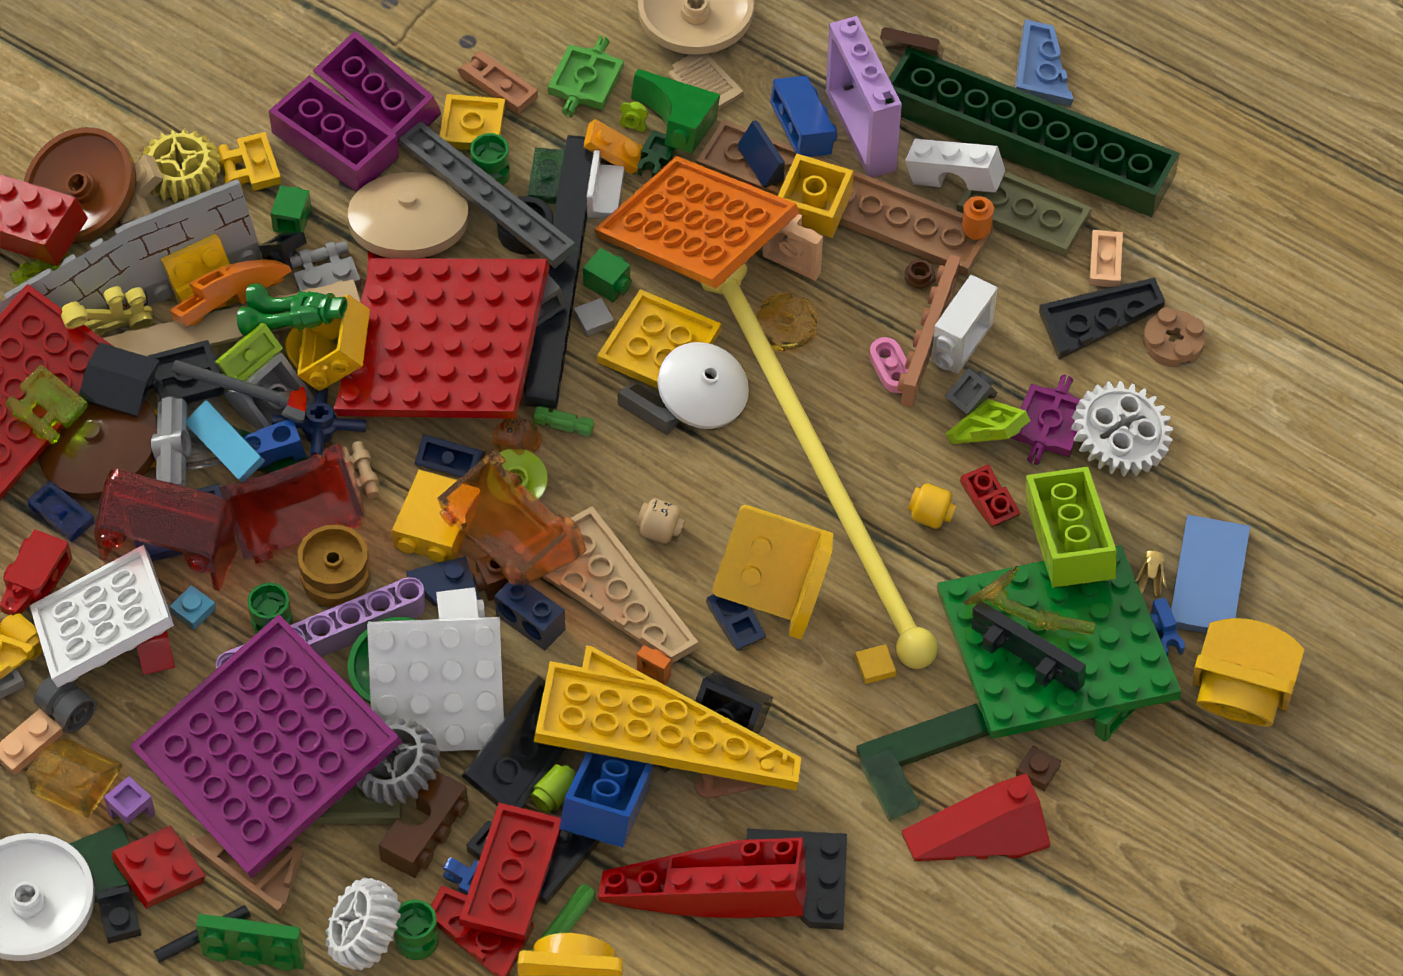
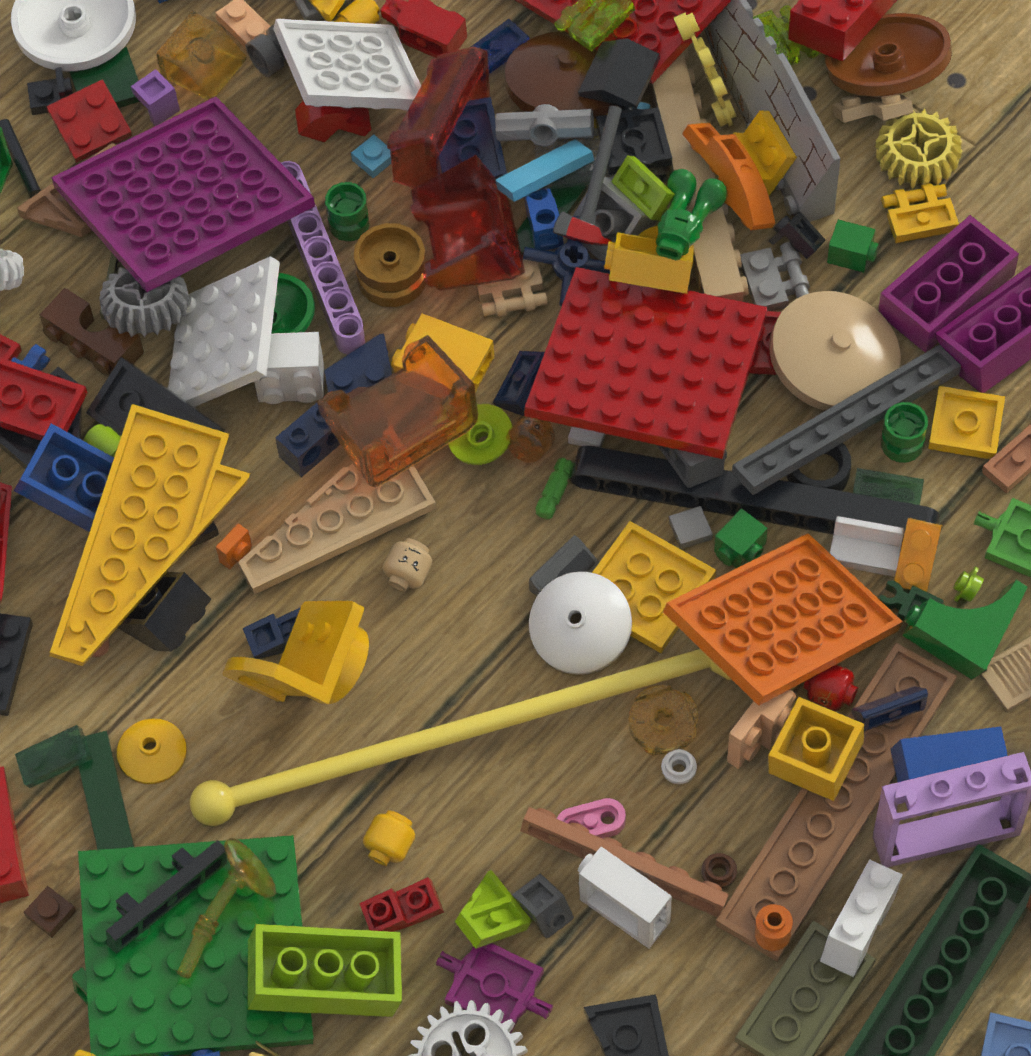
camera: 100 degrees right, 5 degrees up
(832, 302) = (679, 757): none -> white plate
(866, 724) = (155, 764): none -> yellow dish
(875, 664) = (205, 763): yellow tile -> none

